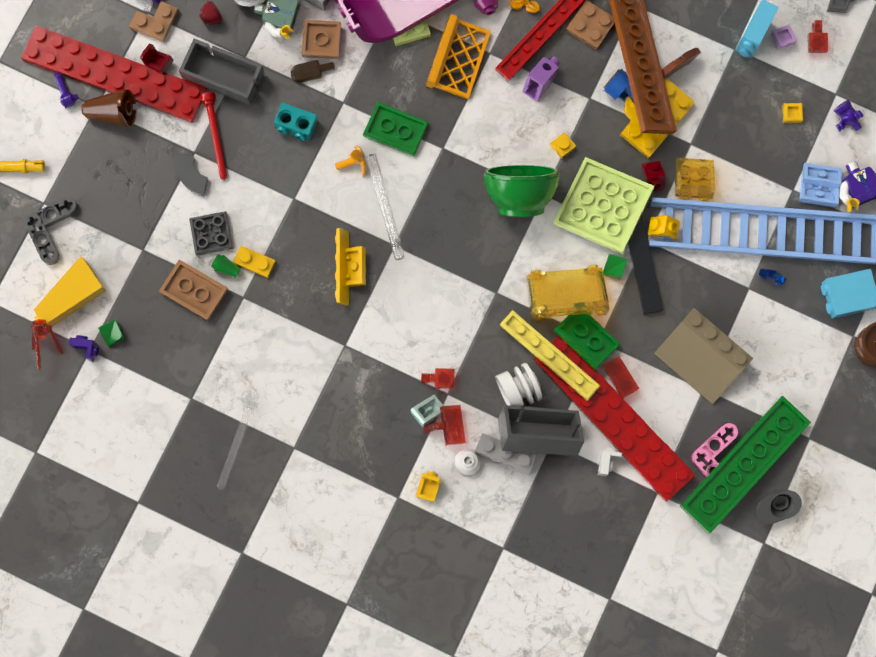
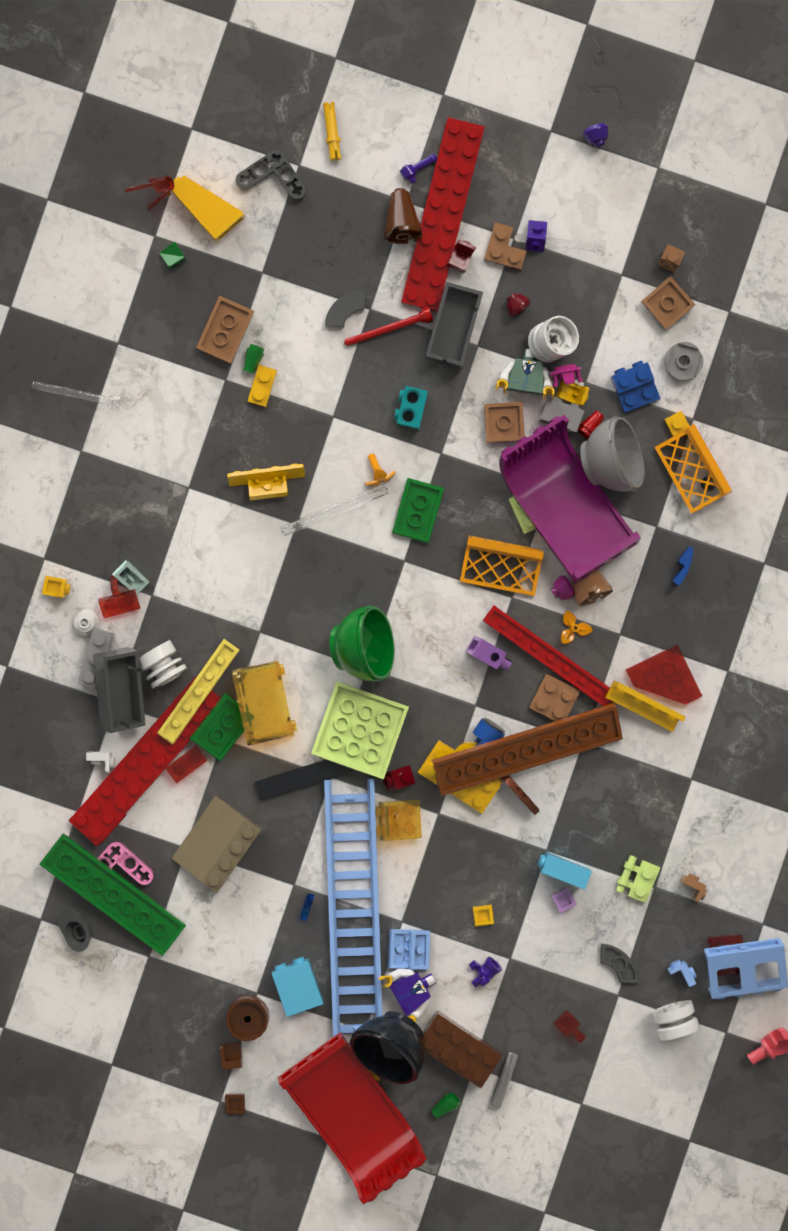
camera: 80 degrees right, 10 degrees up
(82, 342) = (159, 227): dark purple bracket -> none
(211, 233) = (286, 338): dark grey tile -> none
(309, 71) = (470, 414): dark brown piece -> none
(442, 378) = (164, 588): clear red plate -> none
(563, 145) = (420, 683): yellow plate -> none
(614, 266) = (298, 747): green slope -> none
(663, 226) = (344, 793): yellow bracket -> none
(817, 40) = (563, 934): clear red plate -> none

